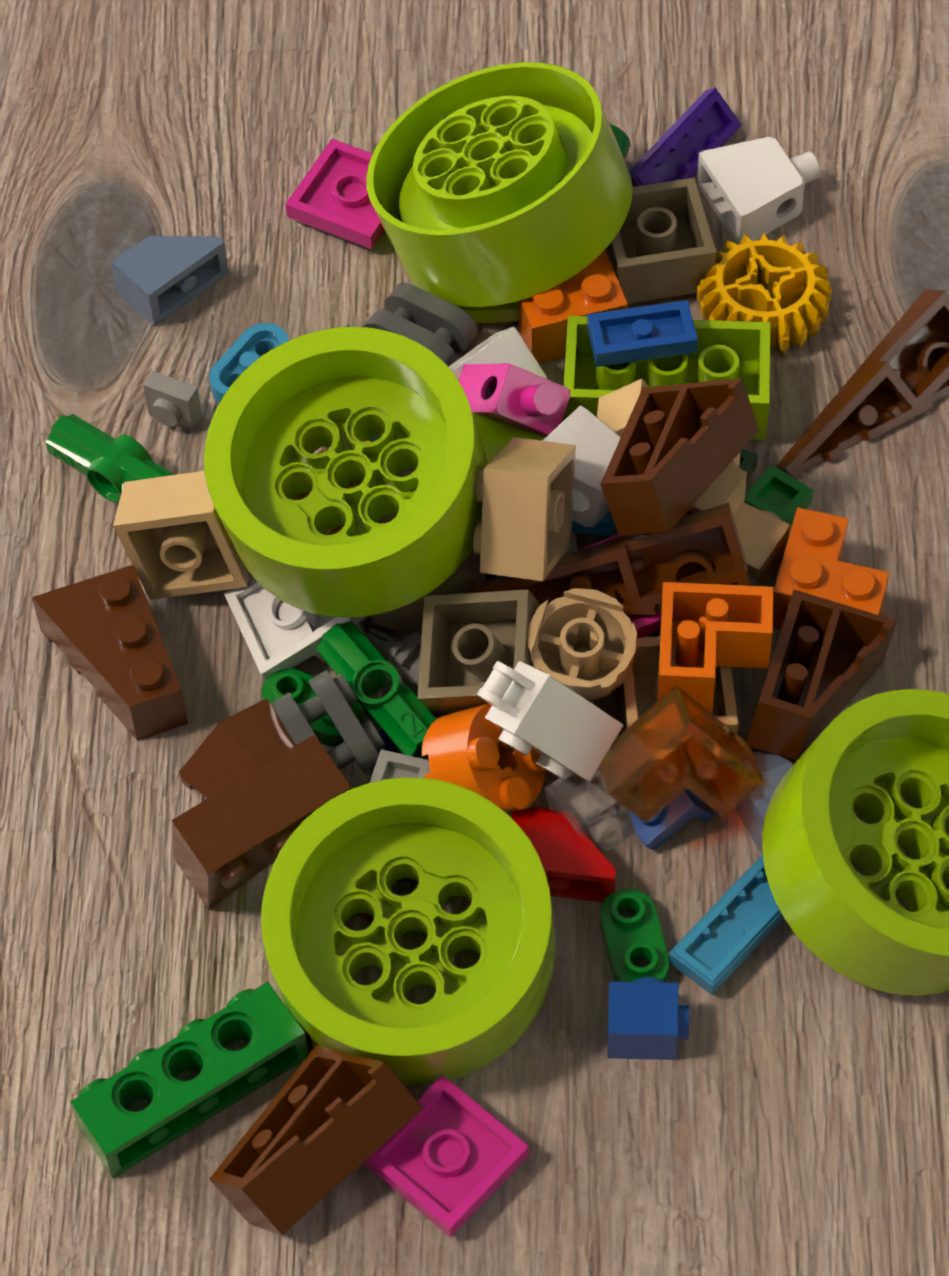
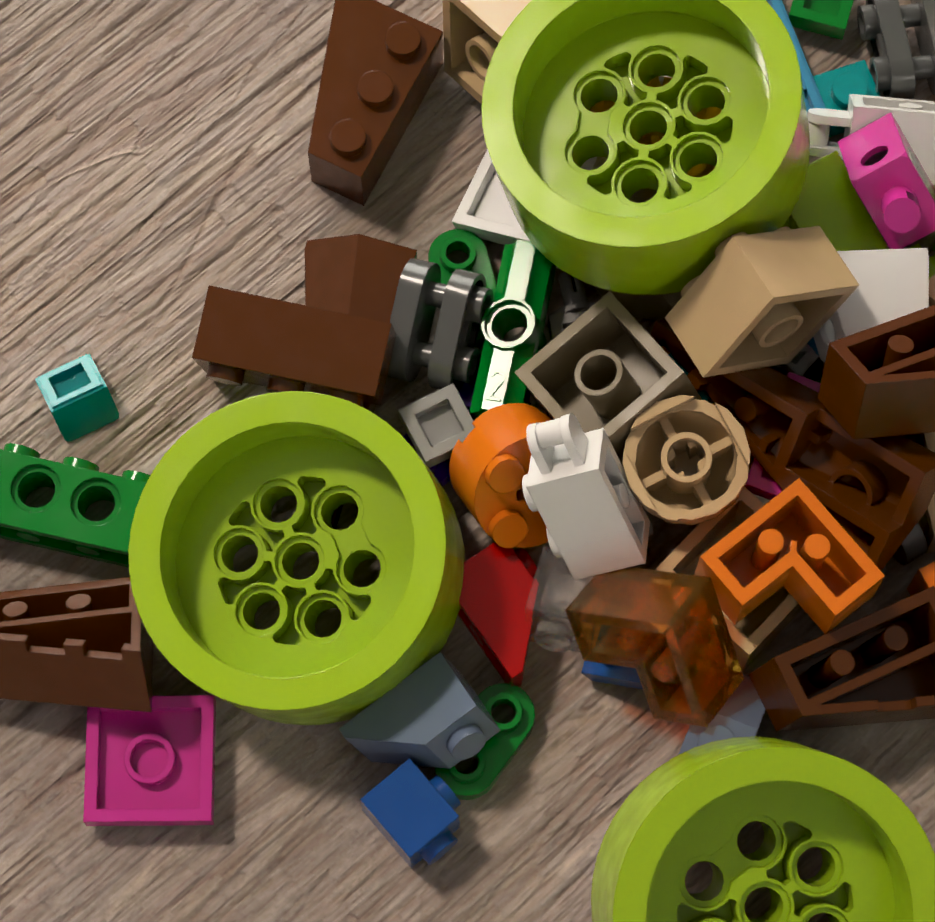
camera: 45 degrees right, 15 degrees up
(137, 1000) = (77, 398): none -> teal slope
(592, 946) = (424, 718): none -> sand blue slope
(728, 931) = (556, 811): dark azure plate -> none

